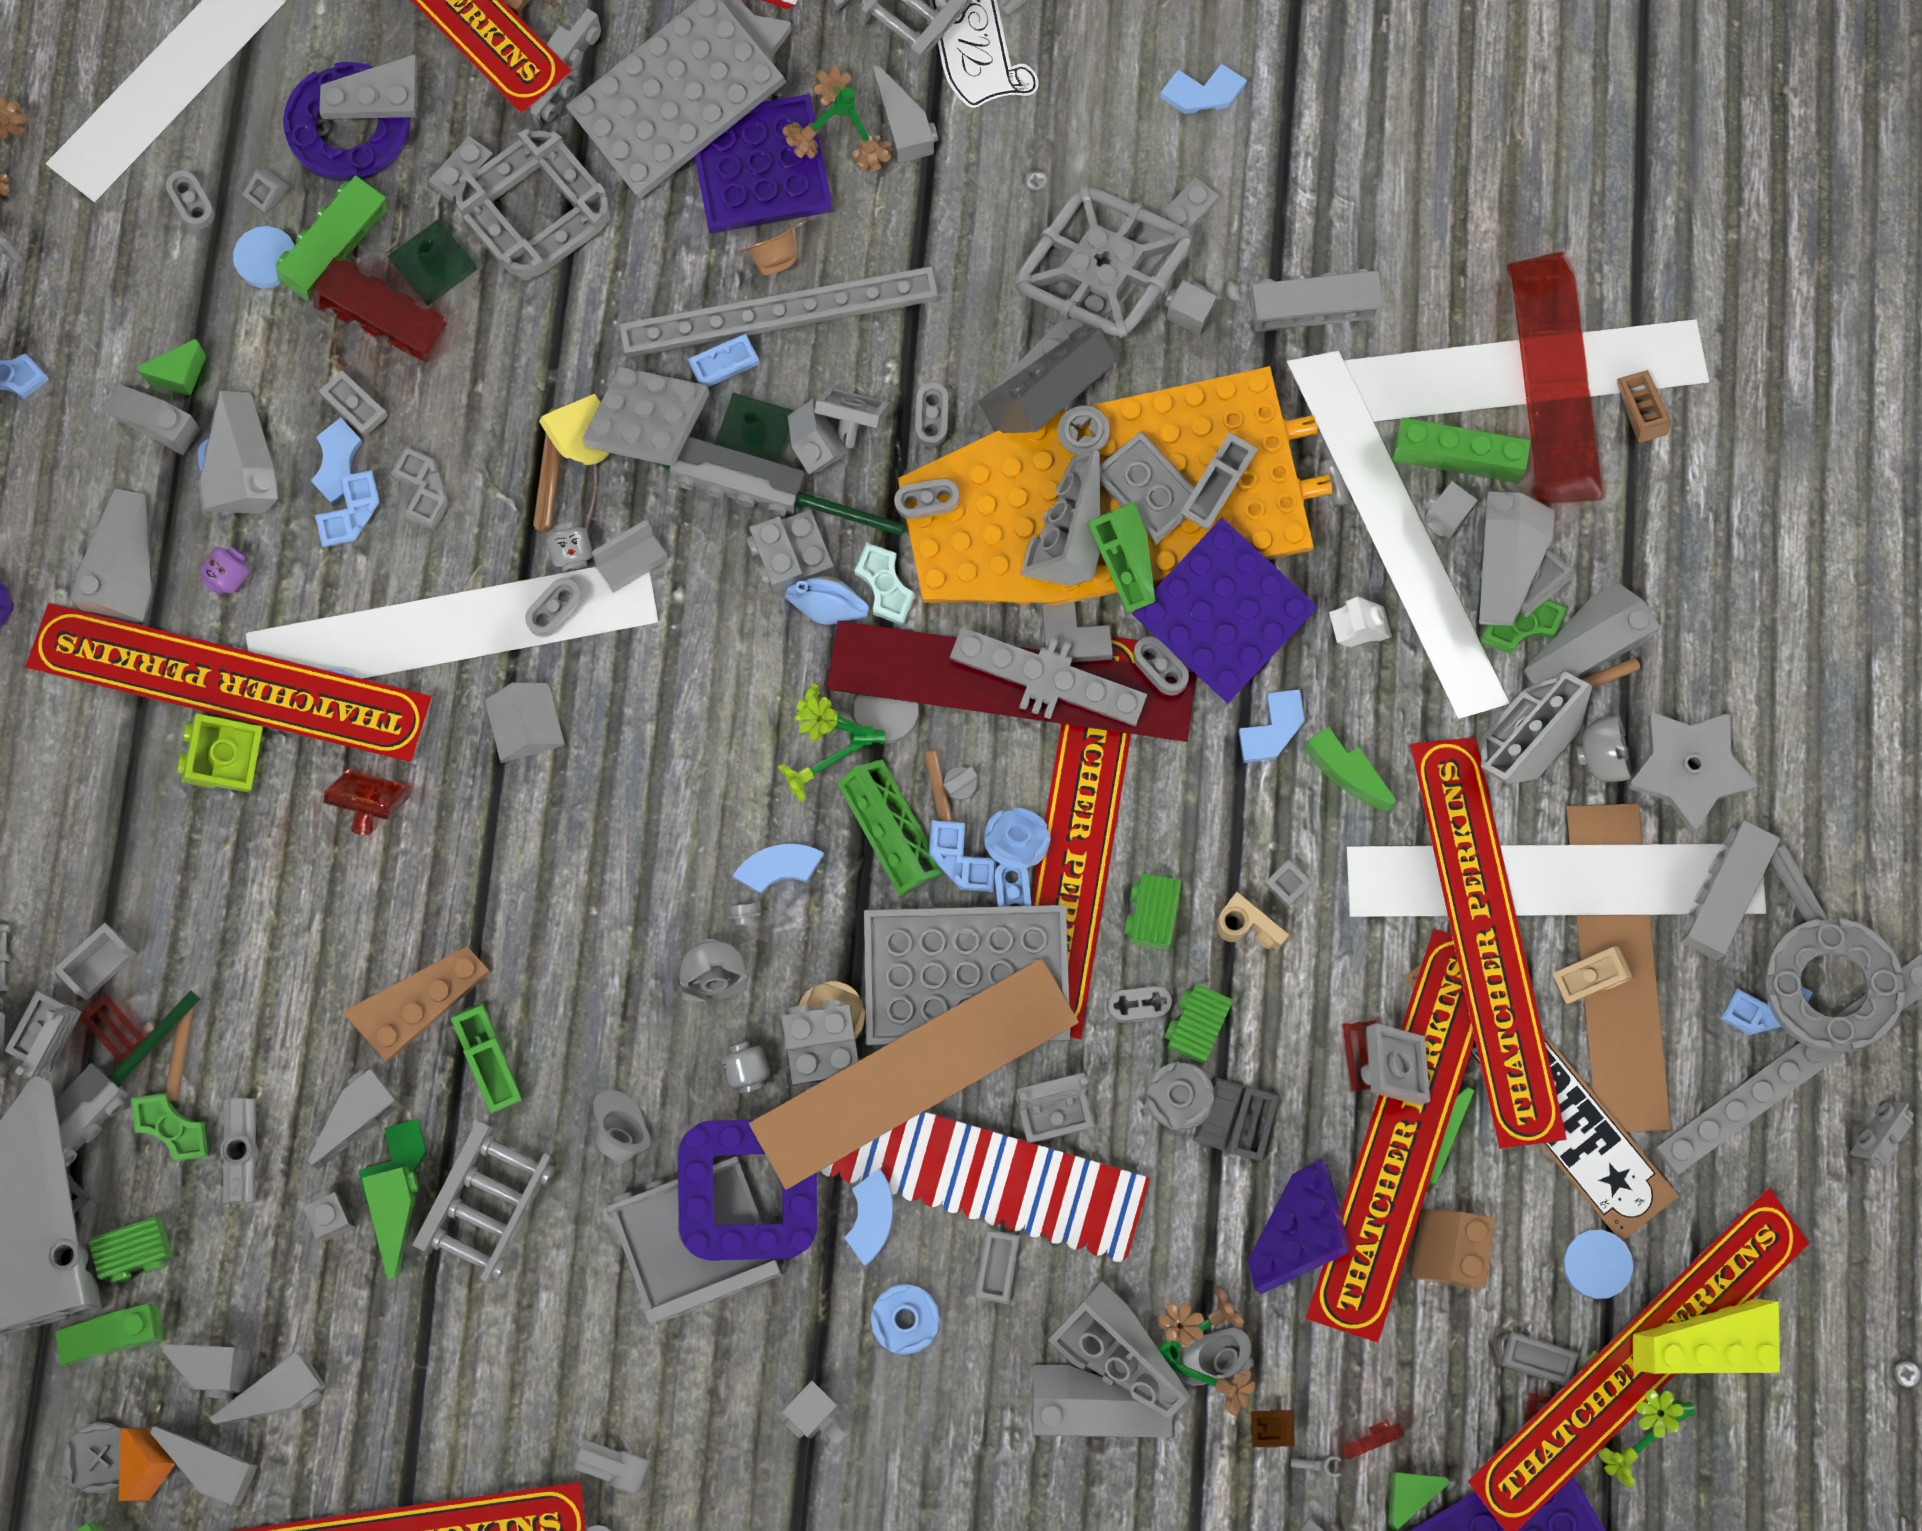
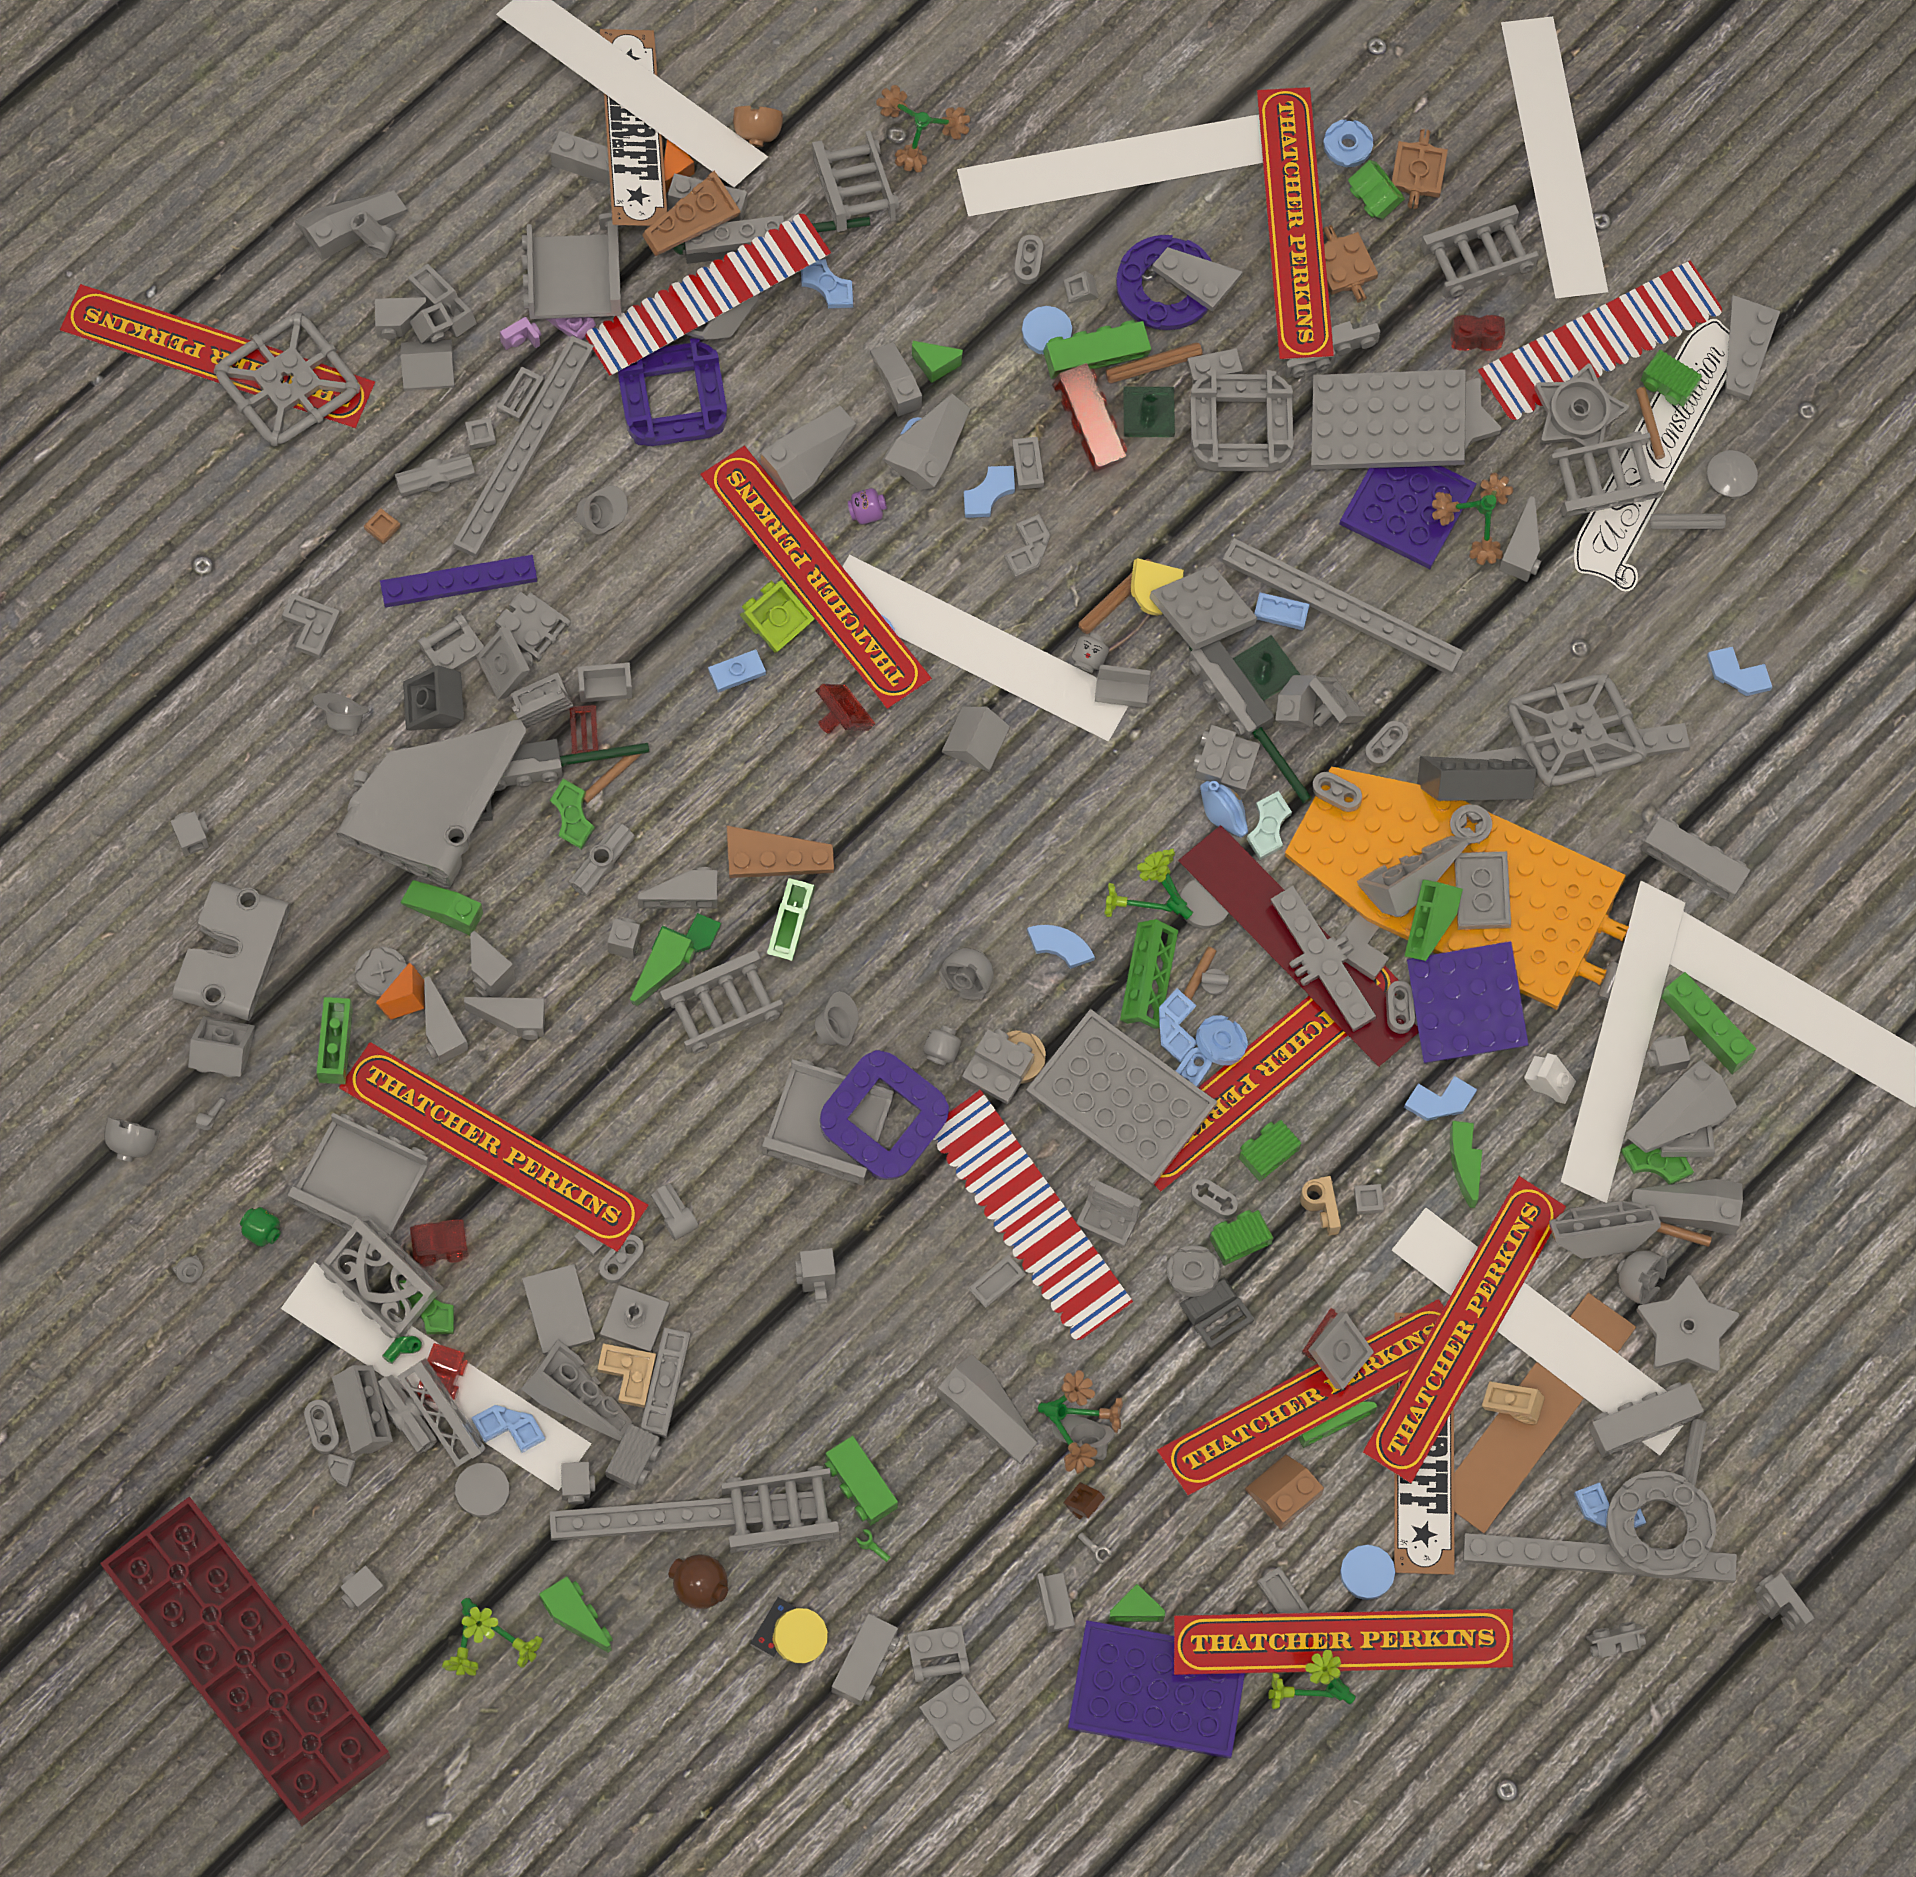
camera: 35 degrees right, 5 degrees down
(130, 1250) = (493, 867): bright green brick -> none
(224, 841) = (737, 671): none -> light blue plate
(346, 524) = (964, 534): light blue tile -> none
(397, 210) = (1153, 362): none -> medium nougat axle
(550, 606) = (1049, 679): light grey plate -> none
(744, 913) = (1015, 955): light grey plate -> none
(775, 253) = (1370, 568): medium nougat piece -> none
(873, 1217) = (946, 1194): light blue tile -> none
(905, 1340) = (916, 1283): light blue tile -> none
(913, 1073) = (1041, 1126): medium nougat sticker -> none
(1115, 1345) = (1029, 1377): light grey wedge -> none
(1190, 306) = (1610, 801): light grey brick -> none
(1218, 481) = (1528, 918): light grey slope -> none
(1301, 1231) = (1199, 1404): dark purple plate -> none
(1380, 1435) = (1145, 1559): clear red plate -> none
(1556, 380) = (1812, 1028): clear red piece -> none
(1648, 425) = (1850, 1103): medium nougat slope -> none
(1723, 1341) = (1400, 1669): neon yellow wedge -> none

